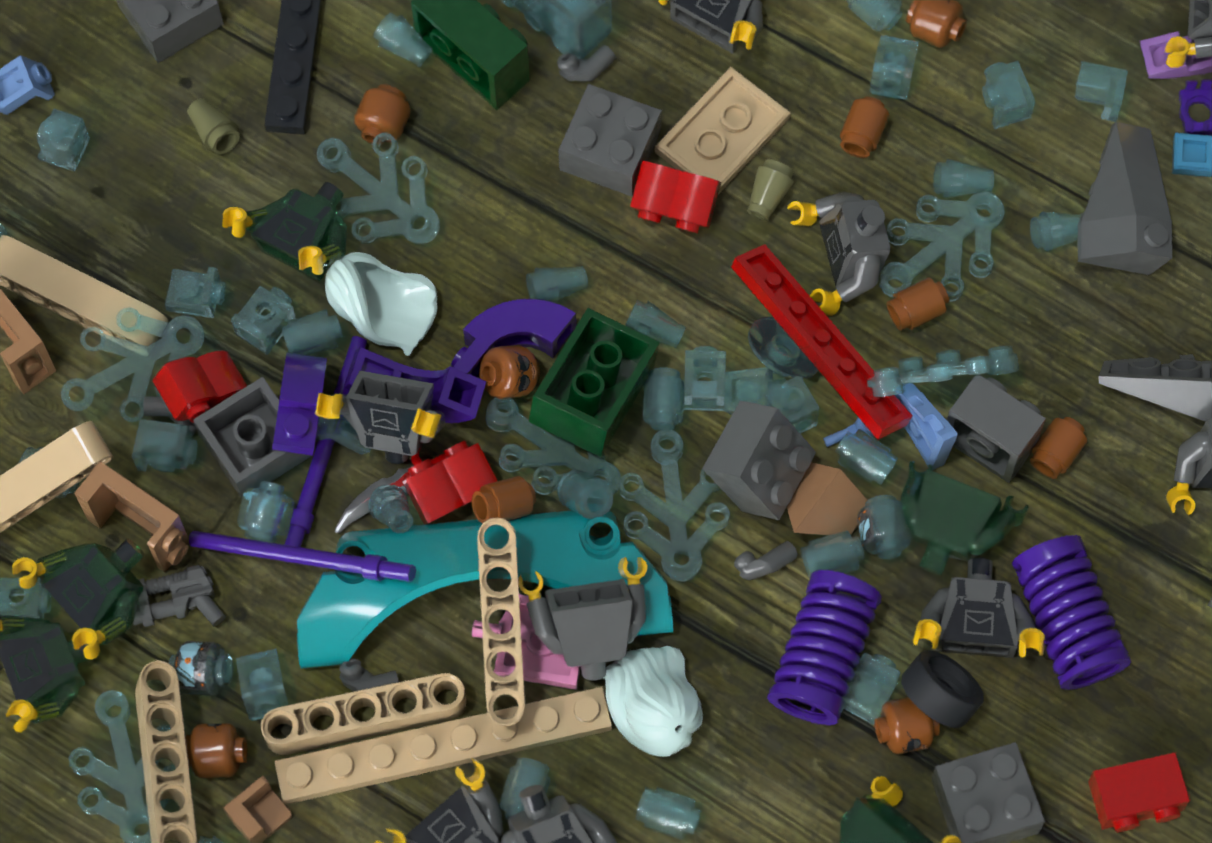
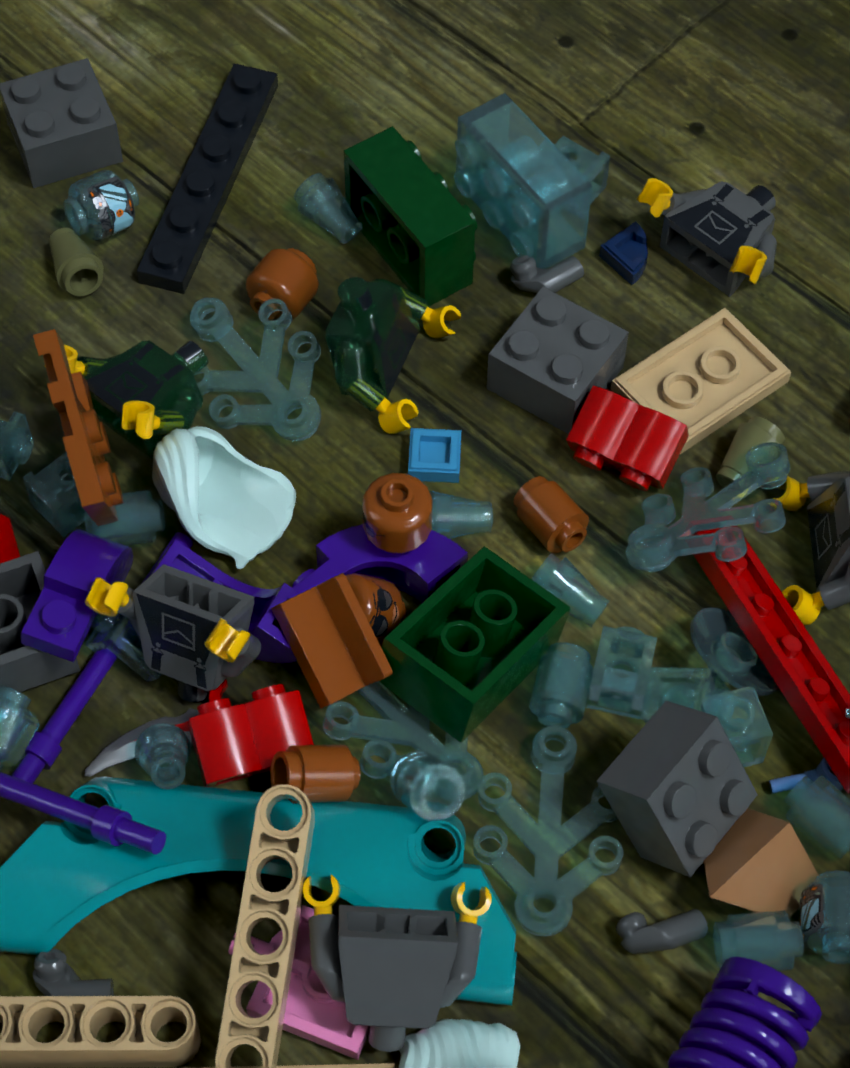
camera: 10 degrees right, 10 degrees down
(222, 74) = (101, 205): none -> head
(280, 287) = (84, 434): none -> dark orange wing
(466, 151) = (372, 340): none -> clear green torso
(494, 402) = (332, 640): none -> dark orange panel
(520, 296) = (397, 512): none -> dark orange head
(532, 234) = (435, 455): none -> dark azure tile
(630, 267) = (551, 515): none -> dark orange brick
(646, 31) = (627, 252): none -> dark blue tile
(714, 279) = (656, 545): none -> clear light blue plant

